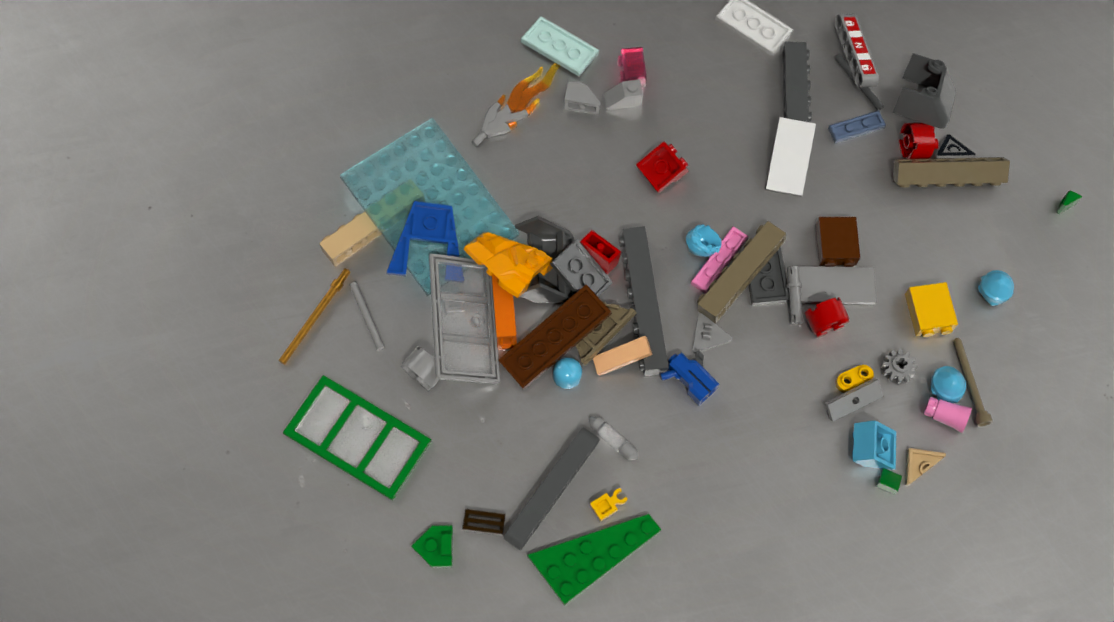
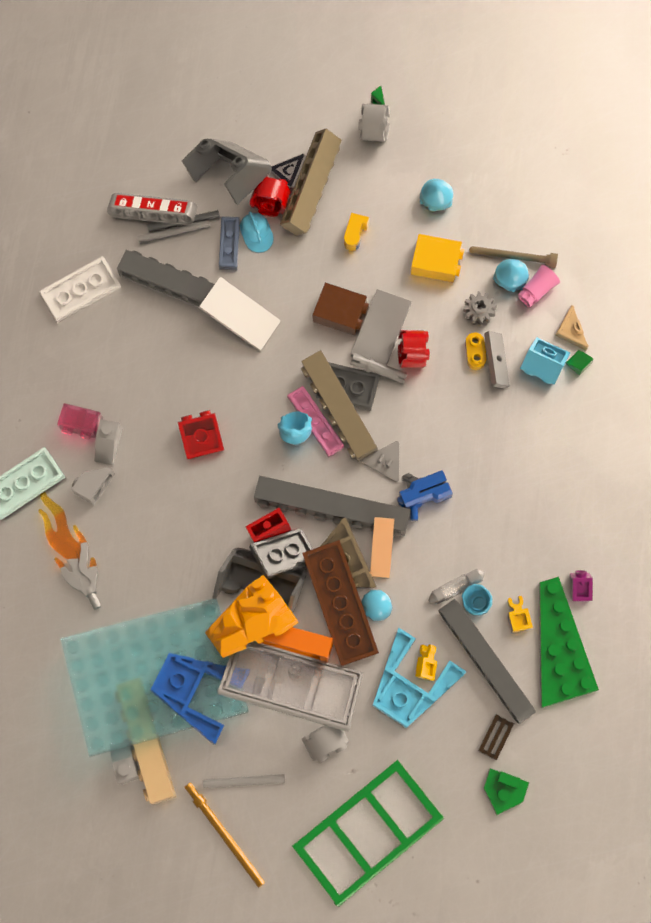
camera: 65 degrees left, 5 degrees up
(344, 211) = (124, 765): none -> light grey slope
(488, 424) = (400, 697): none -> medium azure wing
(525, 434) = (426, 665): none -> yellow plate
(607, 459) = (477, 599): none -> medium azure hair
(660, 554) = (581, 586): none -> magenta bracket
(847, 80) = (173, 231): none -> light grey bar
(879, 145) = (256, 232): none -> medium azure piece
(922, 227) = (353, 231): none -> yellow leg
(1040, 204) = (374, 123): none -> light grey brick

